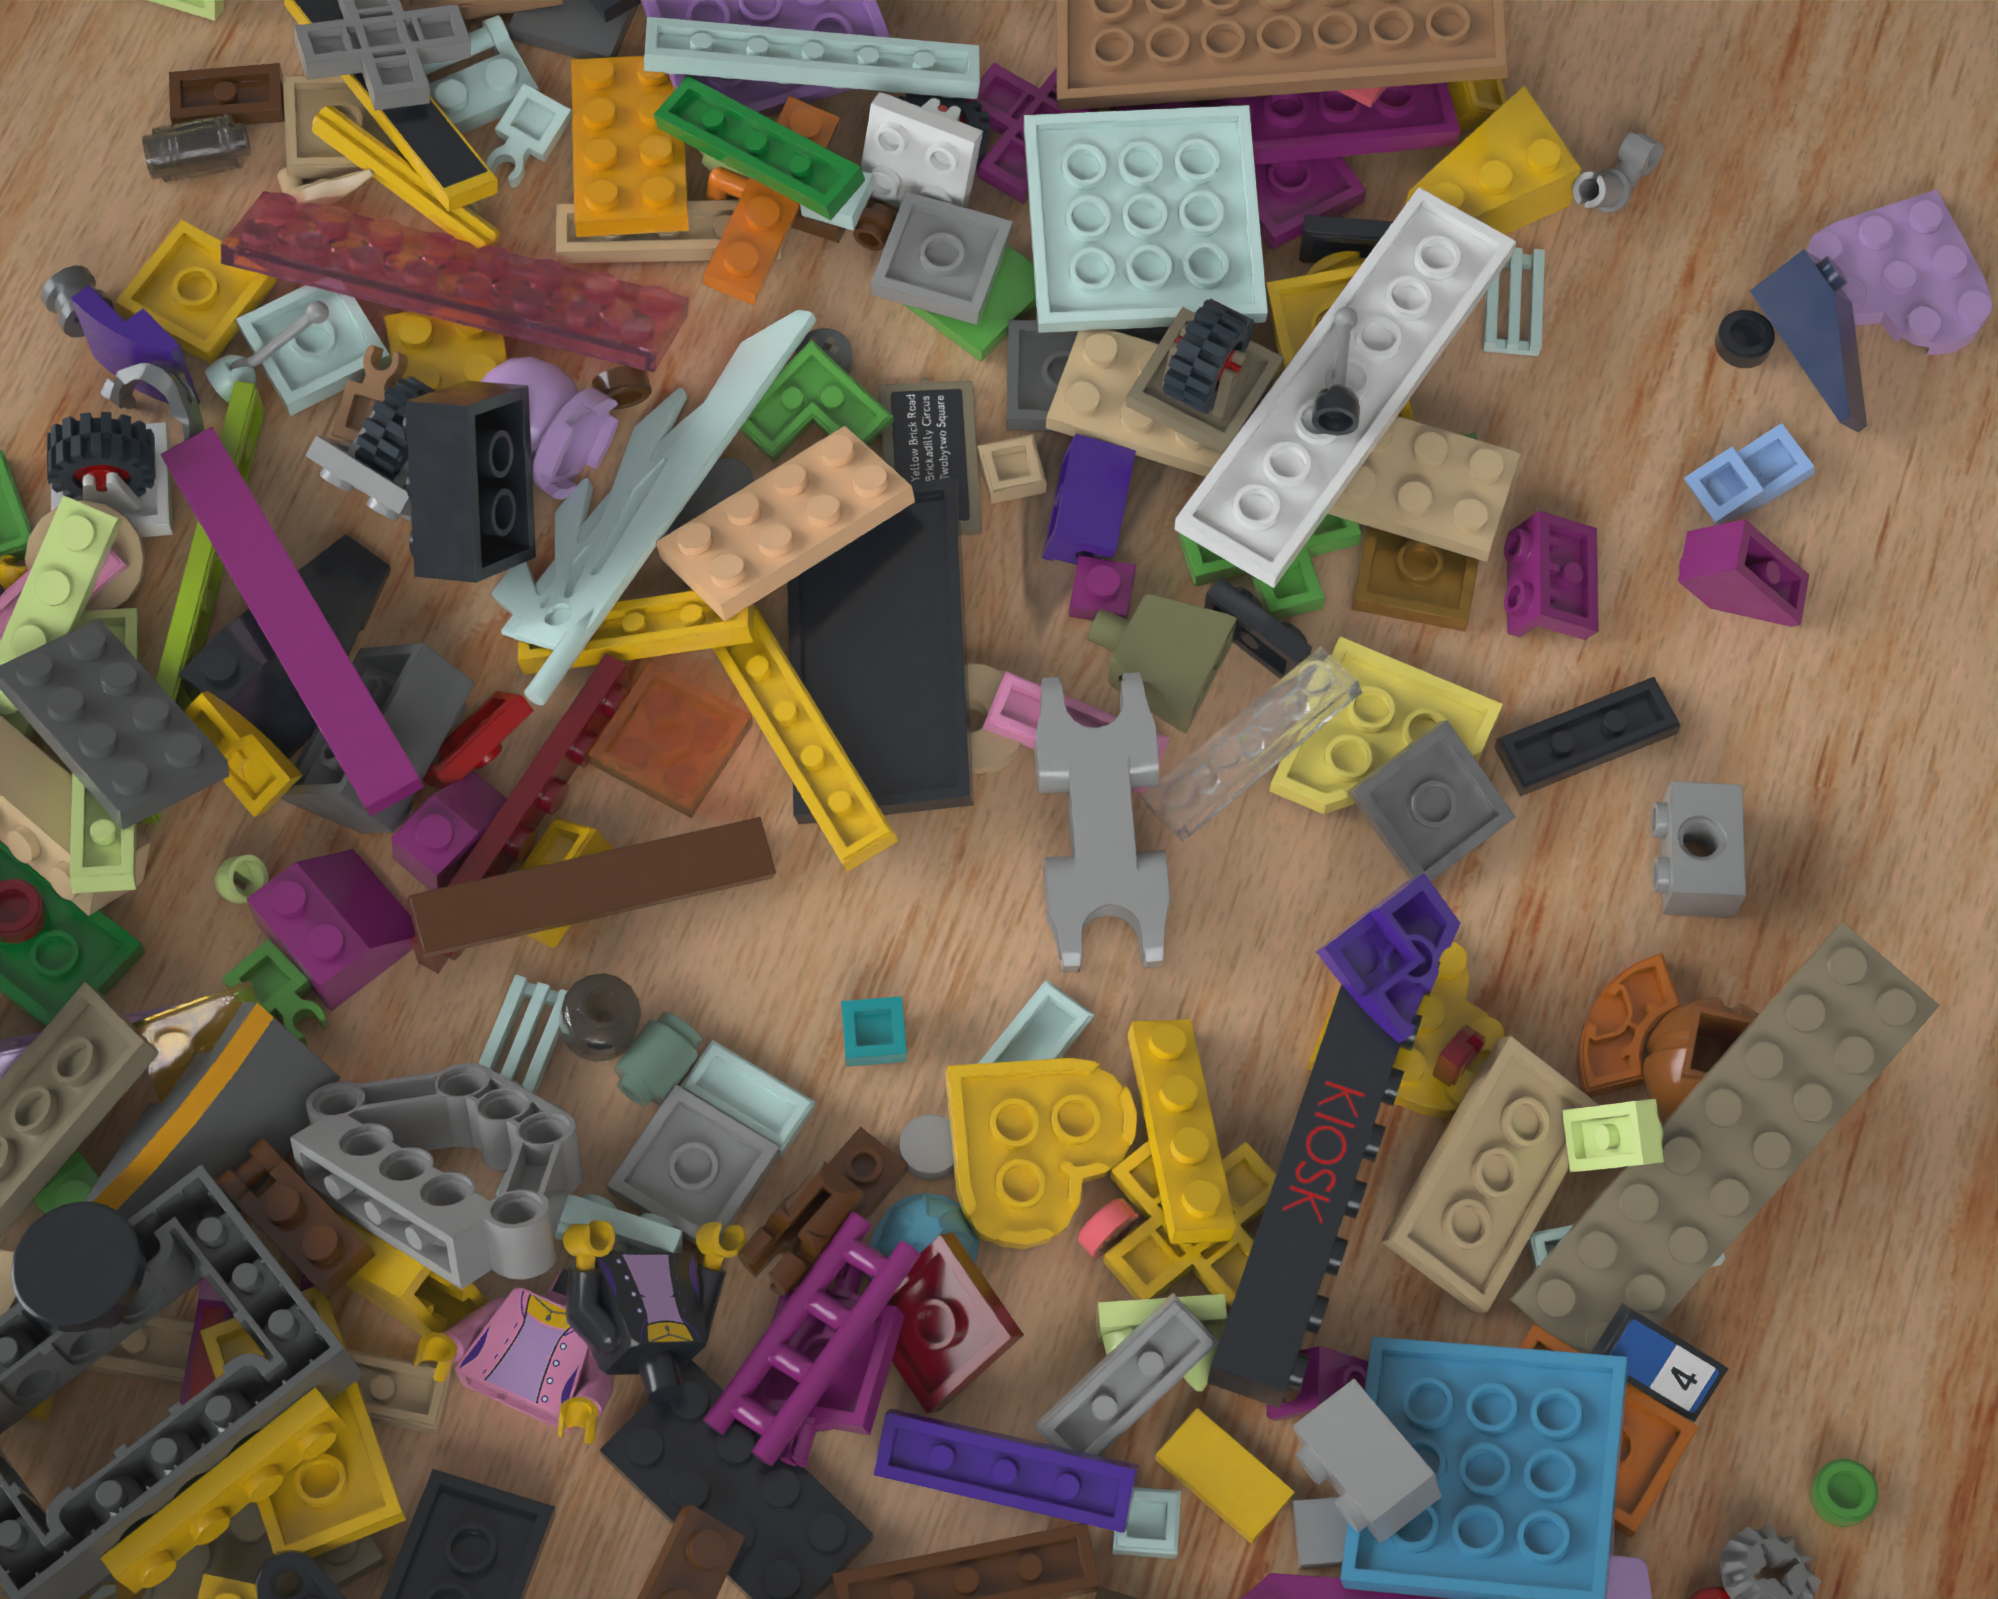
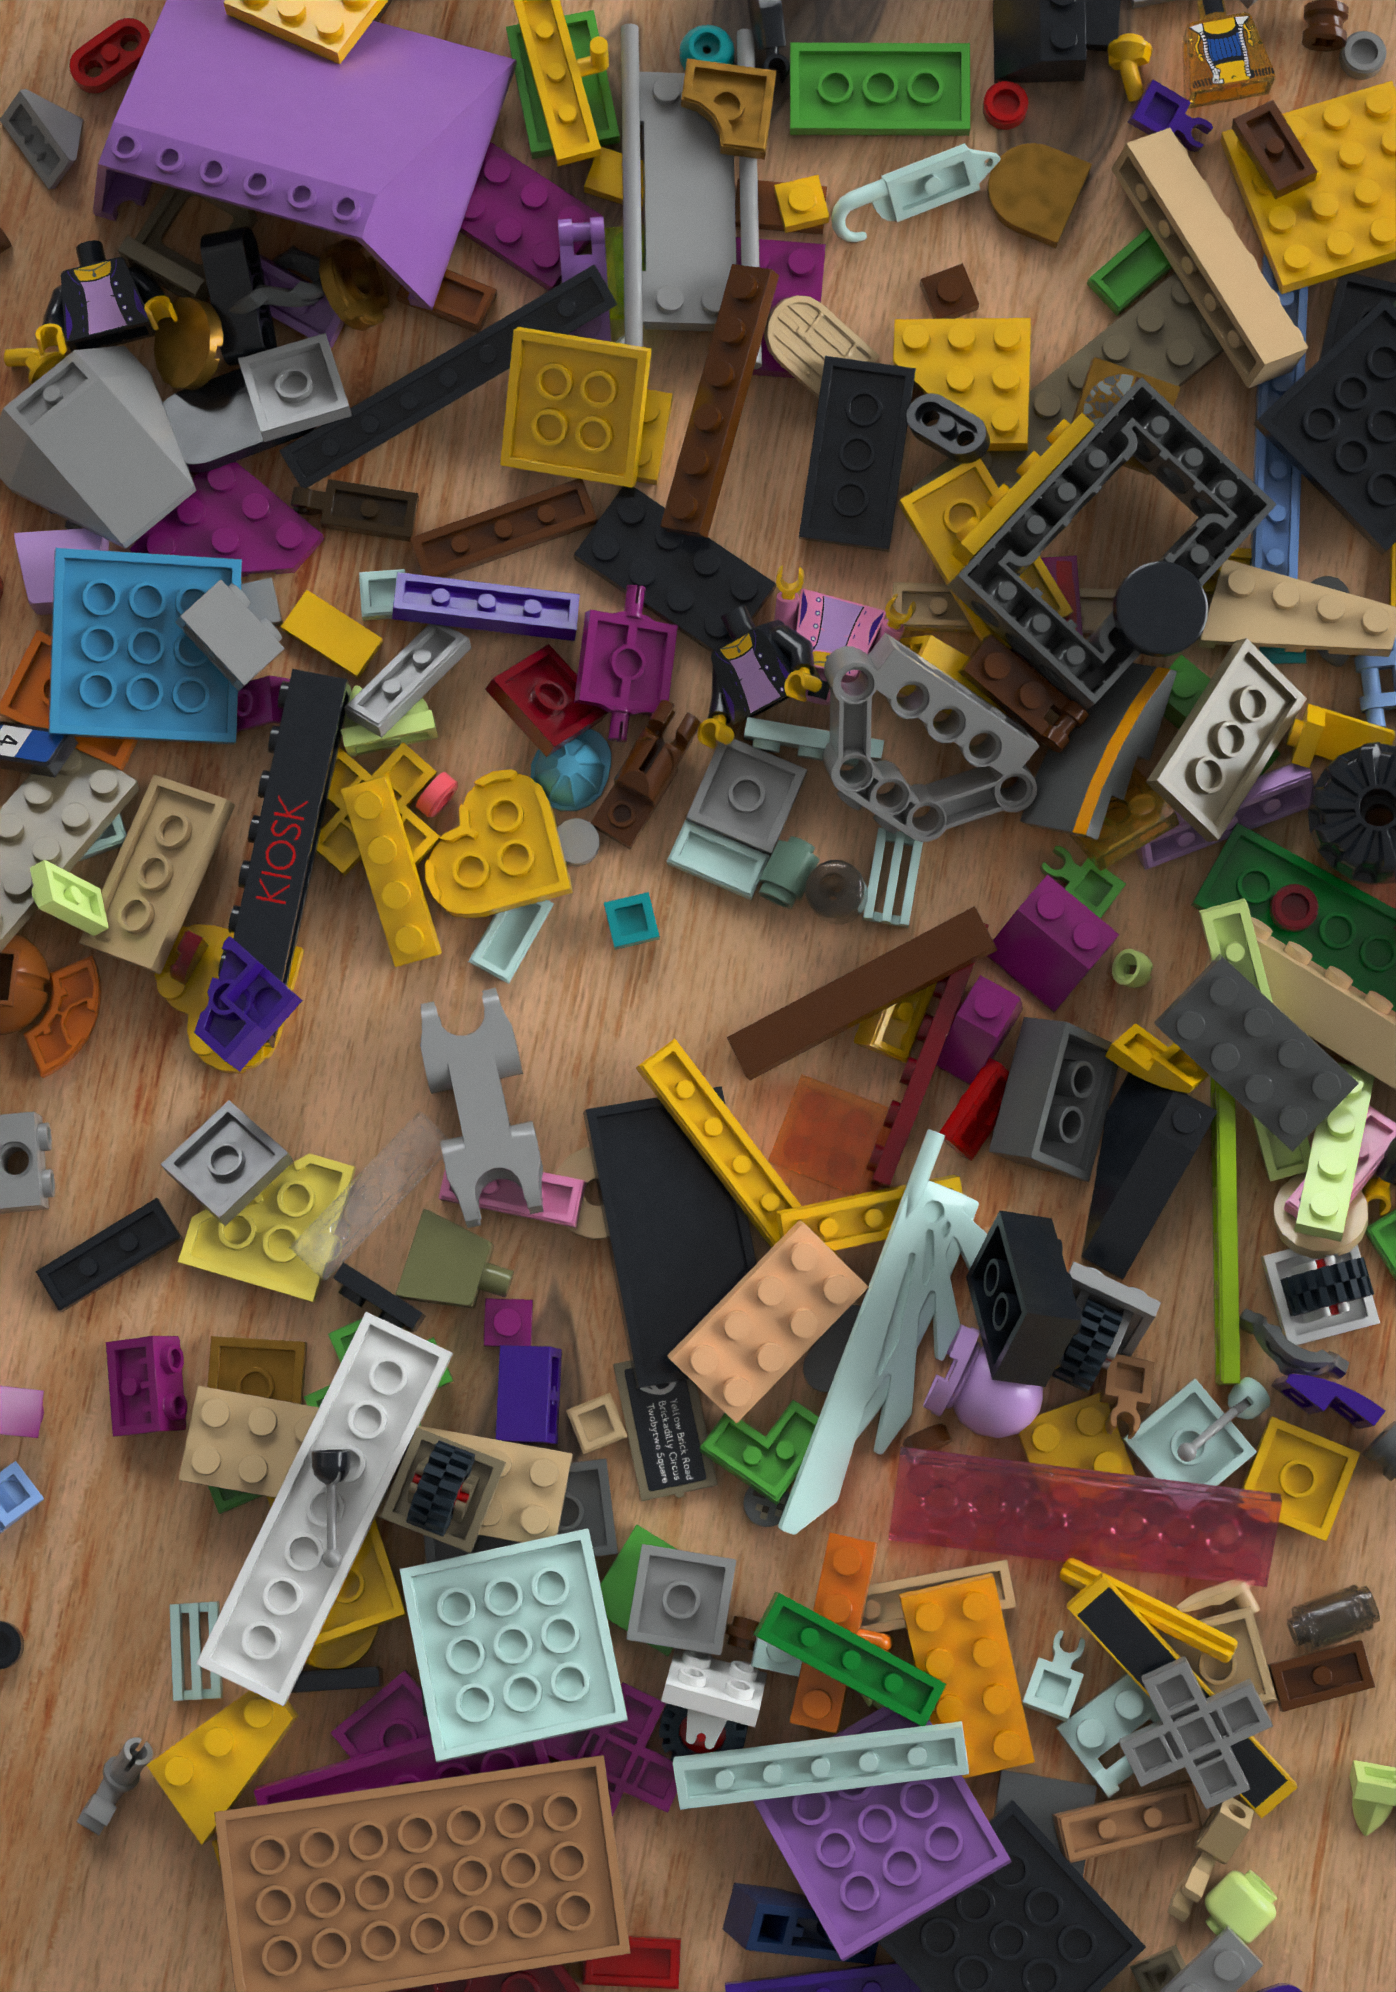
camera: 175 degrees right, 15 degrees up
(292, 622) = (1141, 1164): magenta tile -> none
(812, 1376) = (610, 680): magenta bar -> none

